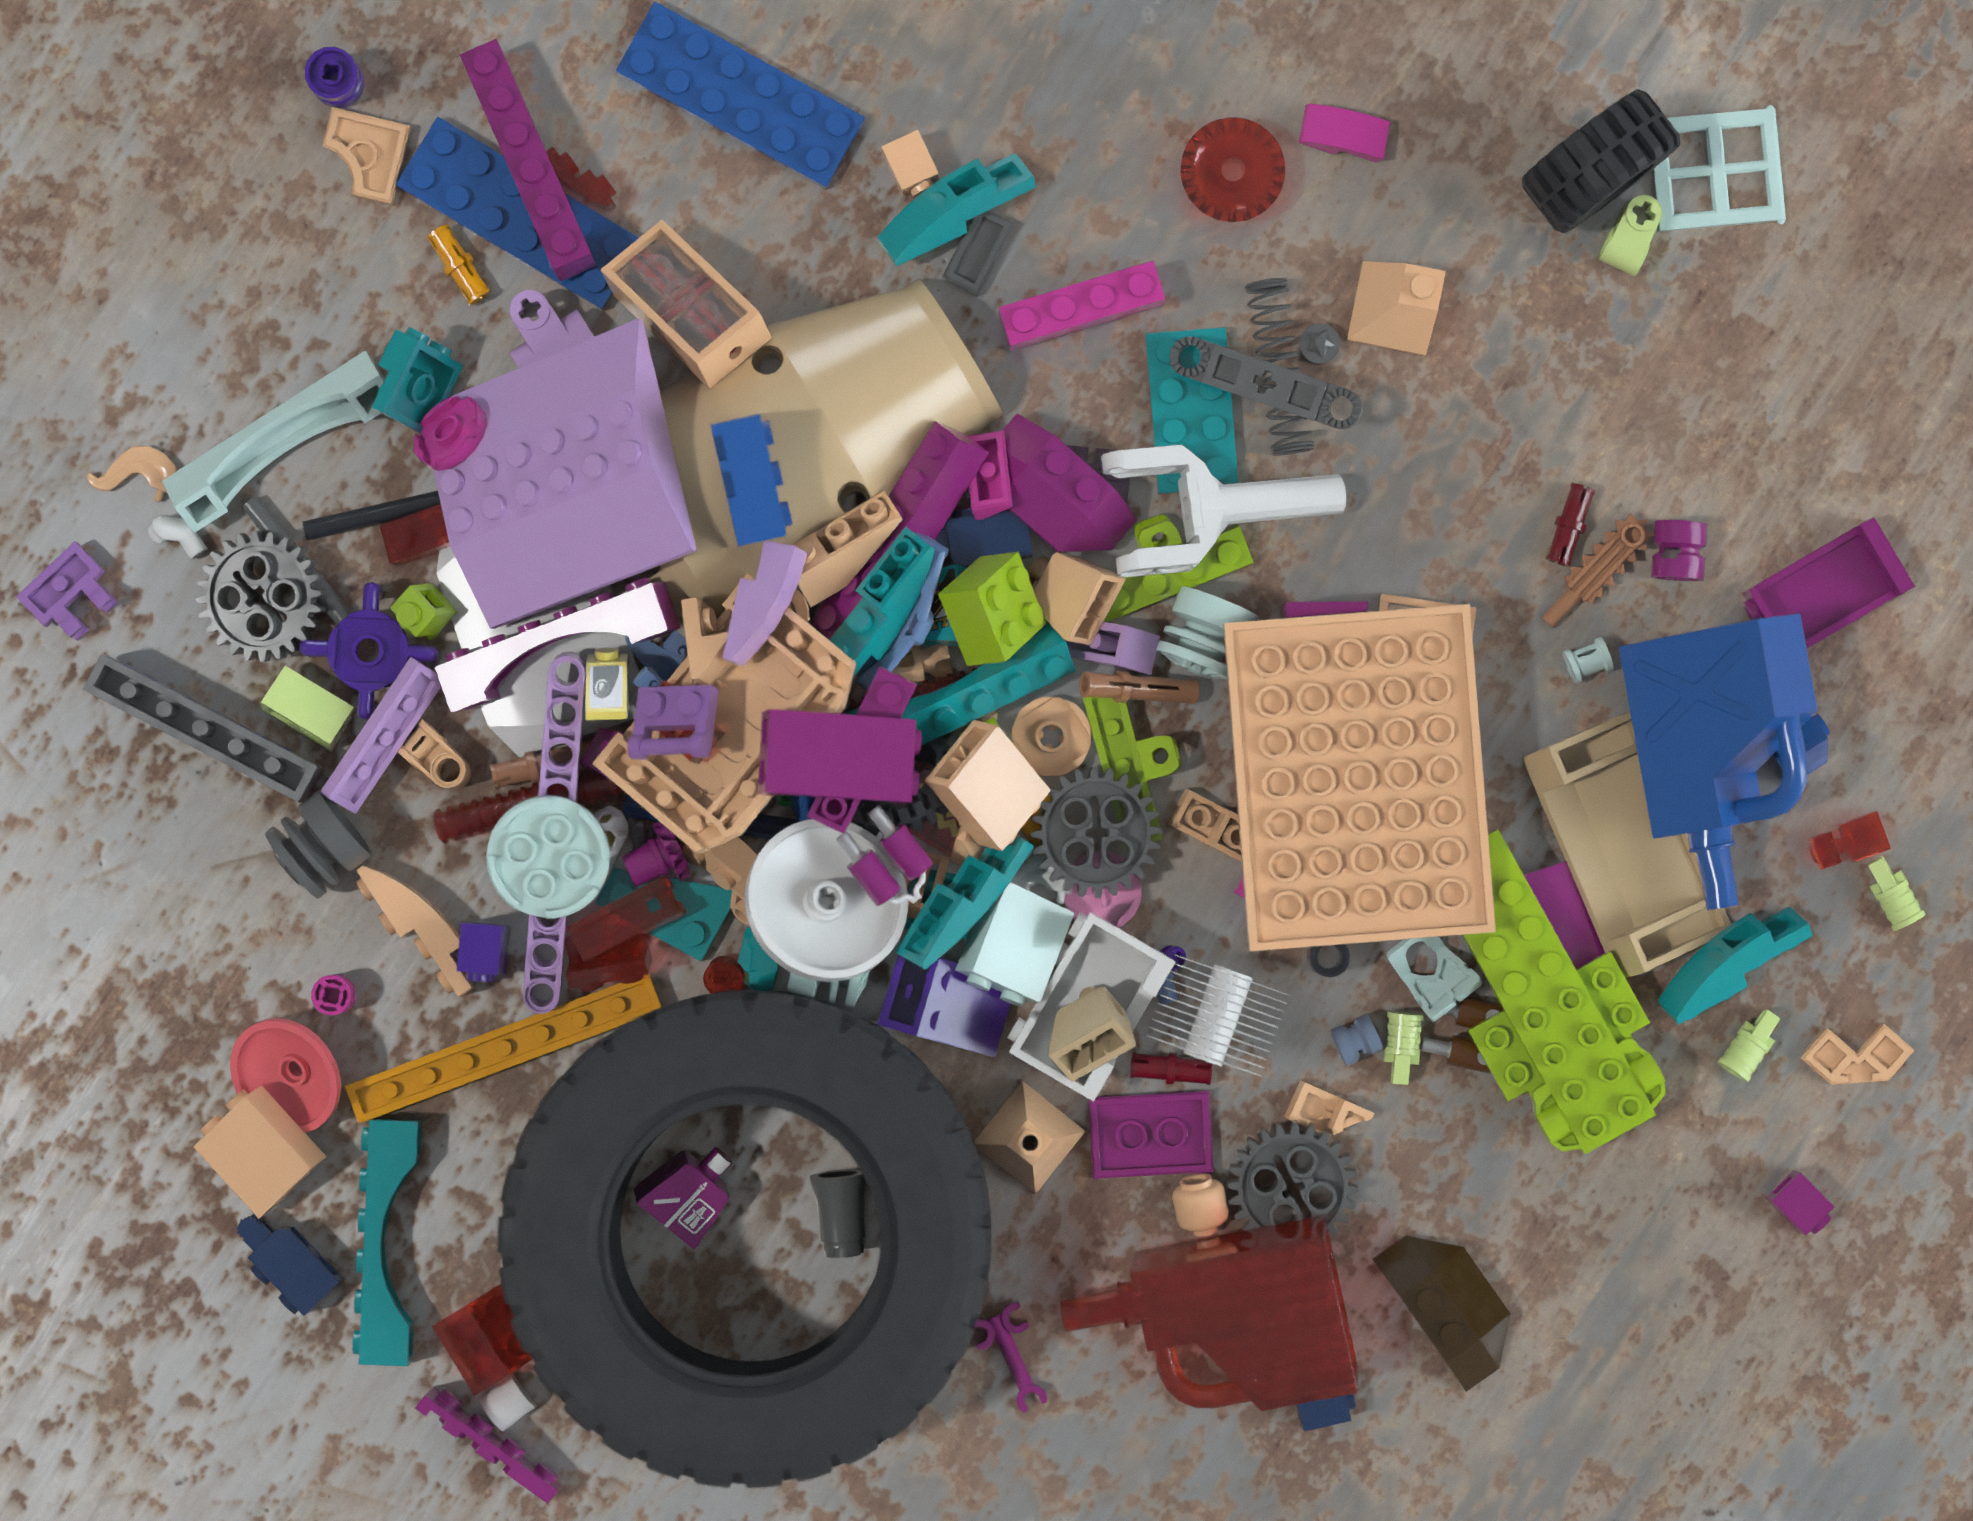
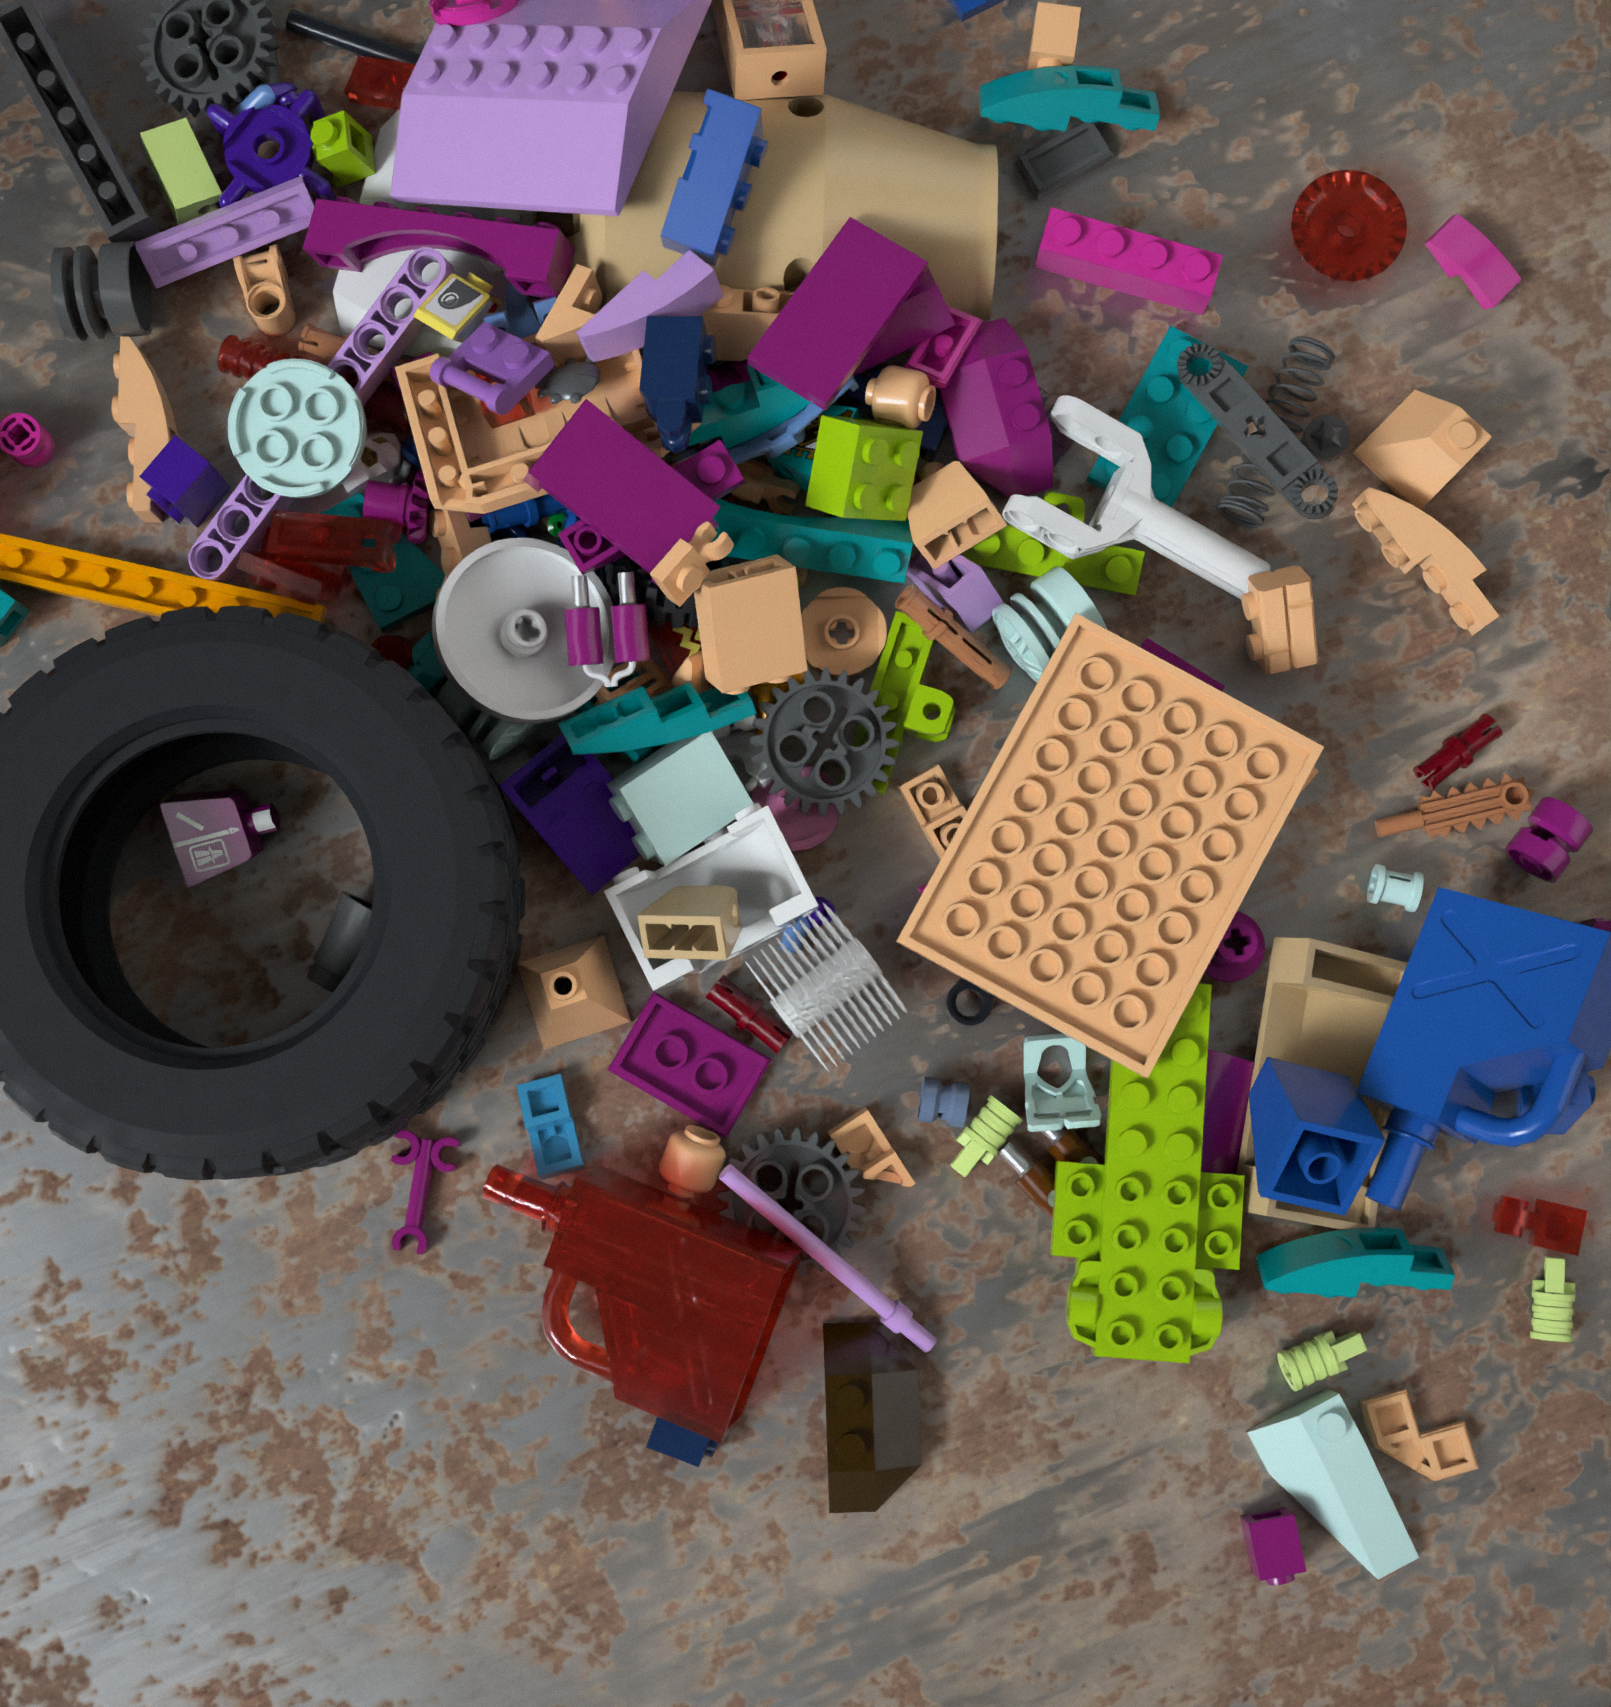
camera: 35 degrees right, 5 degrees down
(336, 607) = (274, 94): none -> arm
(736, 691) = (569, 381): none -> dark grey piece
(818, 643) = (676, 375): none -> dark blue hinge
(904, 514) = (837, 313): none -> magenta tile
(921, 782) = (685, 564): none -> light nougat plate
(984, 536) = (901, 397): none -> light nougat head
(1078, 1247) = (550, 1126): none -> dark azure slope
(1376, 515) = (1281, 619): none -> light nougat brick
(1420, 1218) = (893, 1313): none -> lavender bar
(1438, 382) = (1416, 539): none -> light nougat slope
(1501, 783) = (1238, 951): none -> magenta gear
(1639, 893) = (1310, 1136): none -> blue slope
(1809, 1125) = (1330, 1472): none -> light aqua wedge

